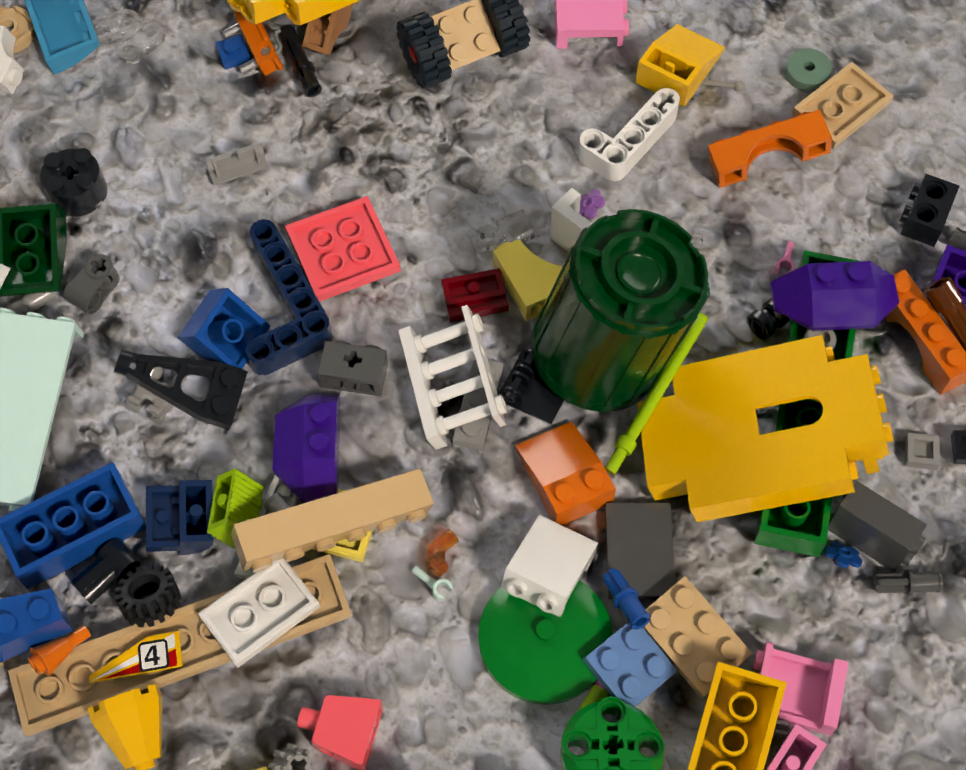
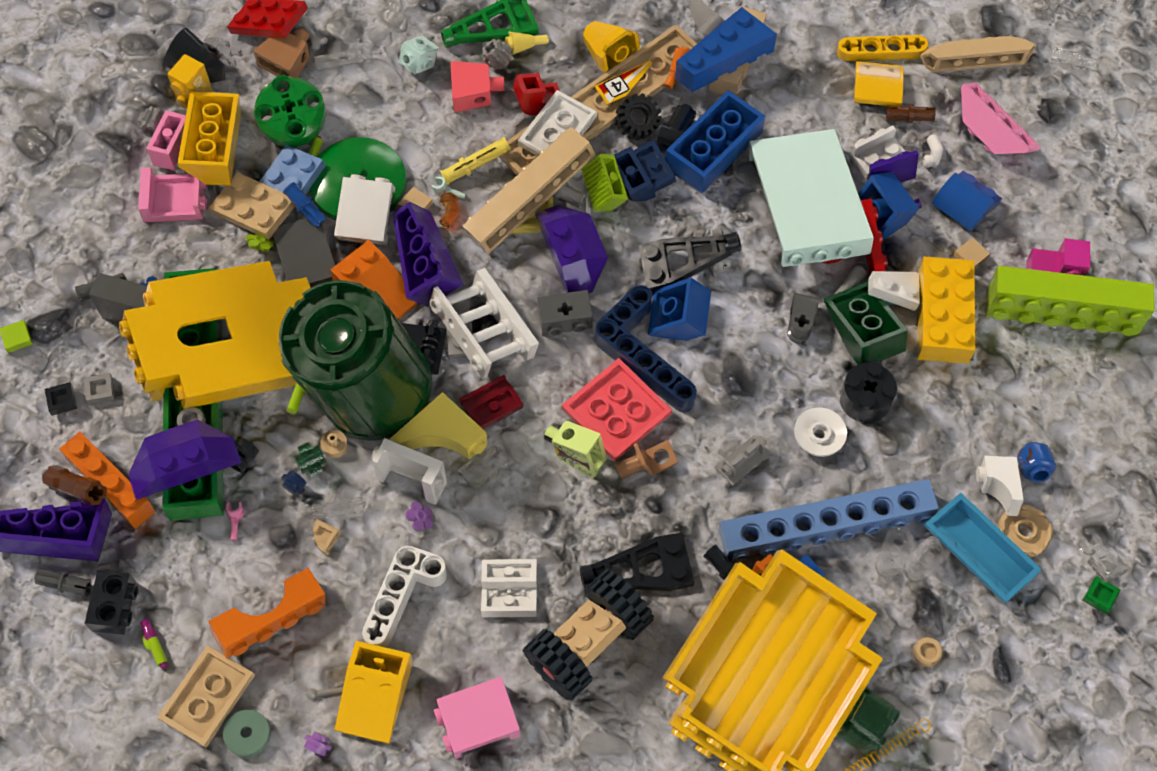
camera: 160 degrees right, 0 degrees up
(143, 153) = (824, 422): none -> white dish
(185, 82) = (916, 494): none -> medium blue brick
(265, 674) = (532, 93): none -> red brick
(335, 188) = (646, 460): none -> medium nougat bracket
(353, 91) = (673, 560): none -> black plate
(375, 601) = (475, 160): none -> light yellow pin
(402, 211) = (578, 447): none -> yellowish green torso
(480, 576) = (416, 197): none -> tan tile
(493, 479) = (423, 255): none -> dark purple wedge
(521, 117) = (509, 588): none -> white slope
(693, 217) = (325, 536): none -> tan tile
(697, 577) = (259, 243): none -> lime plant
(717, 272) = (293, 482): none -> dark blue plate
(743, 38) = (317, 743): none -> medium lavender plate
(890, 170) = (152, 643): none -> piece

